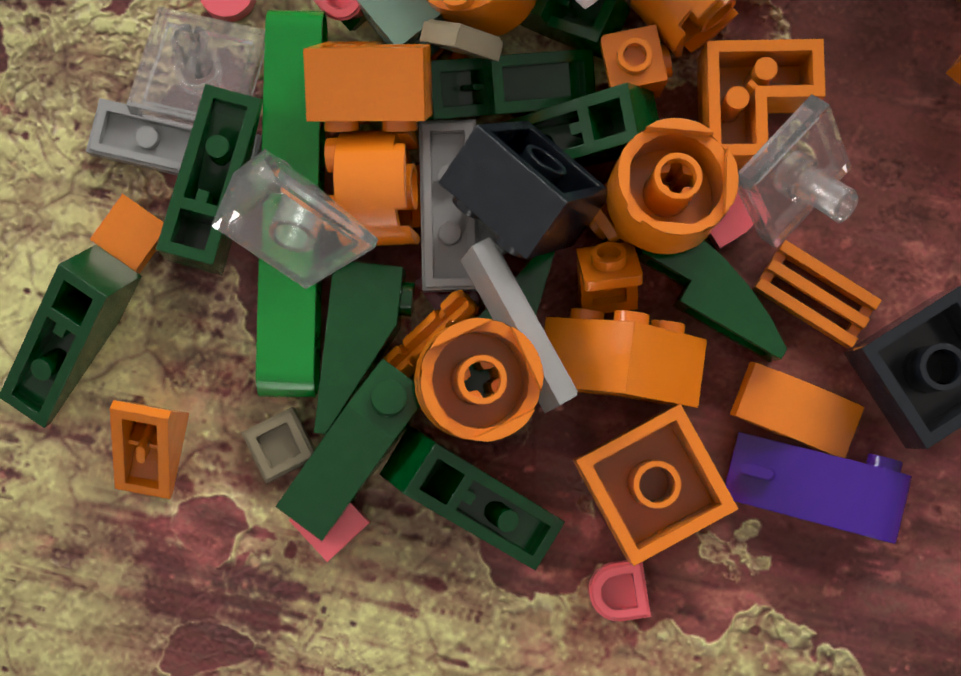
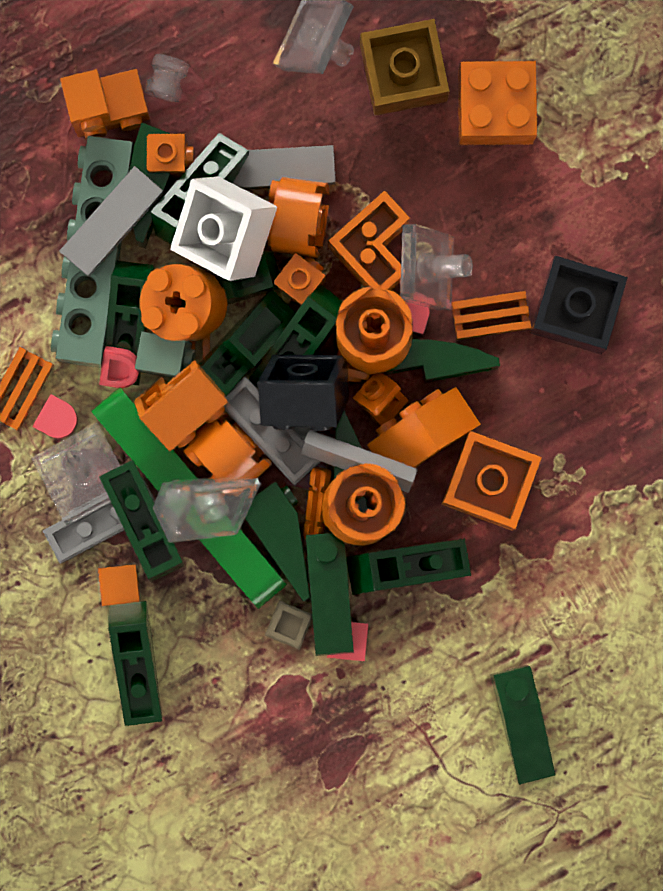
camera: 50 degrees left, 0 degrees up
(146, 447) = (225, 685): orange slope -> none
(461, 39) = (207, 344): dark tan tile -> none
(620, 591) = (521, 548): coral tile -> none
(797, 410) = (531, 382): orange slope -> none
(820, 486) = (574, 411): dark purple door -> none

